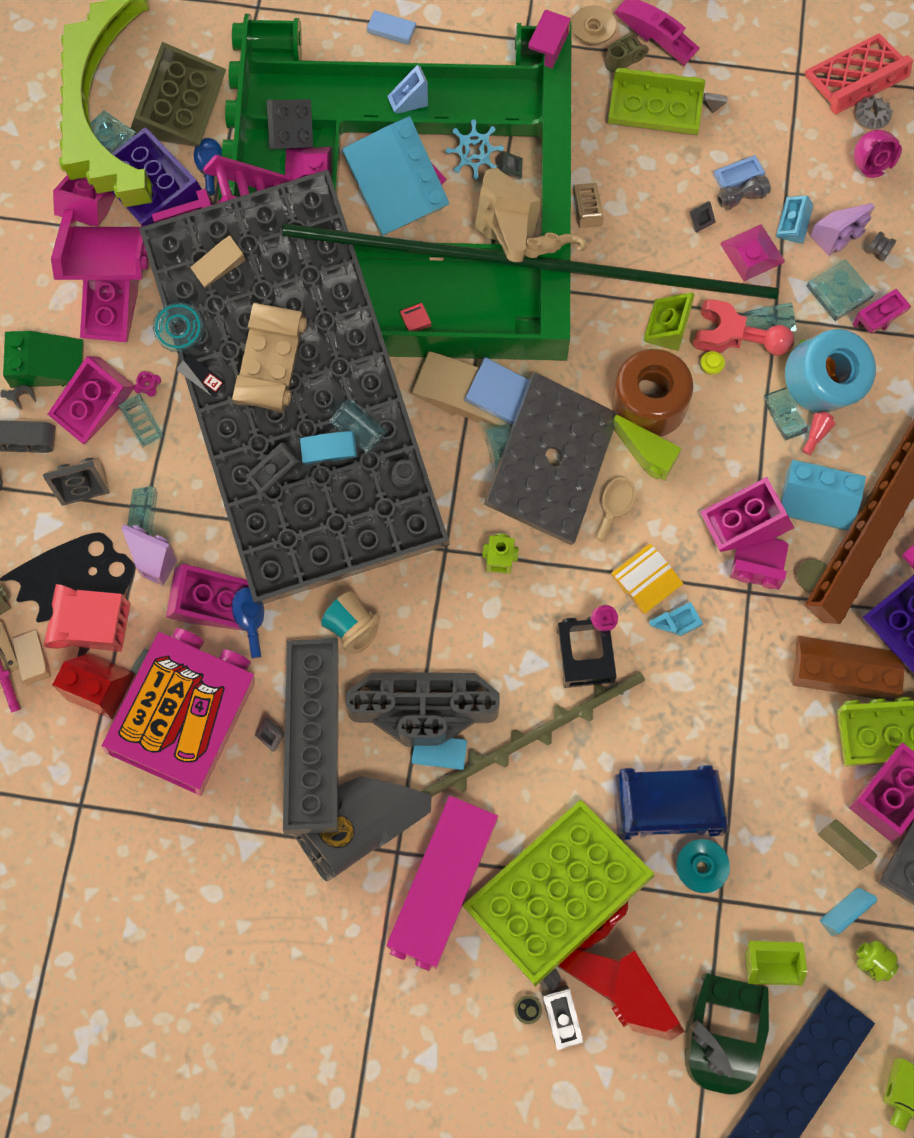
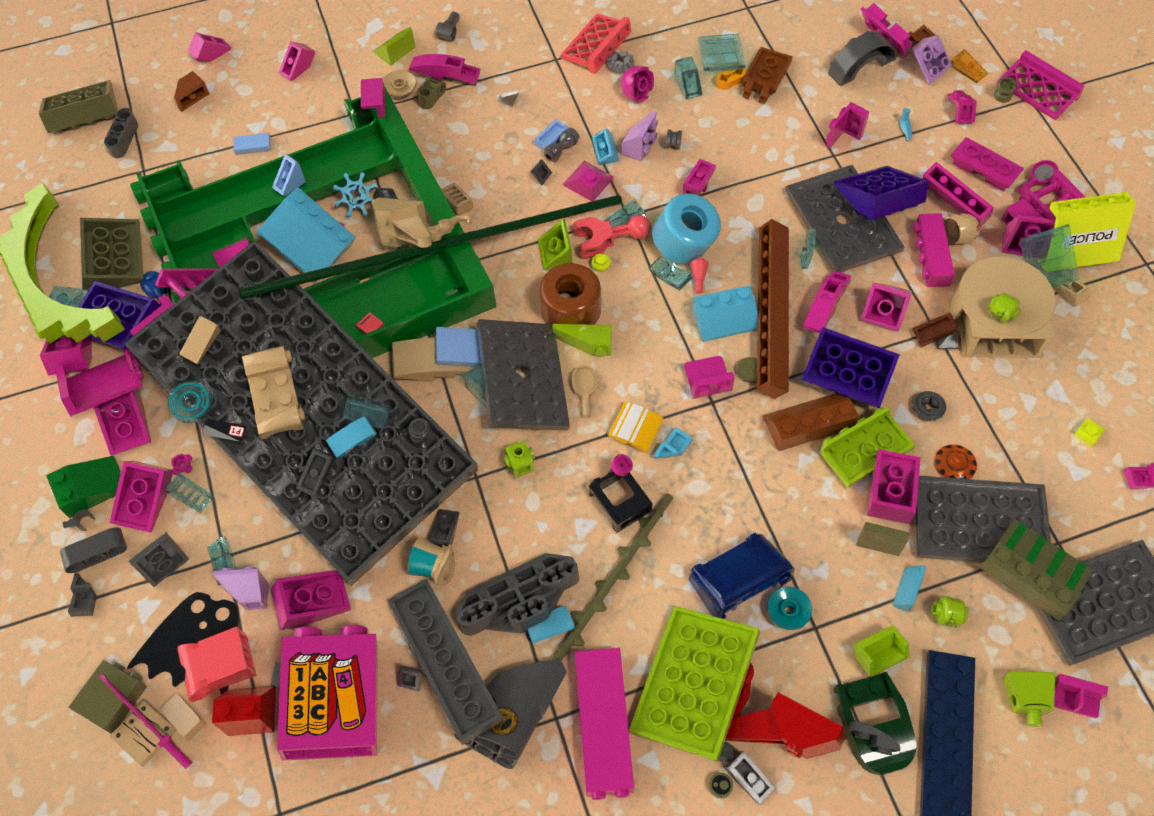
camera: 25 degrees left, 10 degrees down
(248, 618) = (348, 598): blue piece -> none
(289, 123) = (207, 232): dark grey plate -> none
(382, 592) = (444, 527): none -> flat silver slope
(656, 101) = (468, 112): lime bracket -> none
(747, 517) = (684, 349): dark pink slope -> none
(840, 290) = (661, 178): clear light blue plate -> none

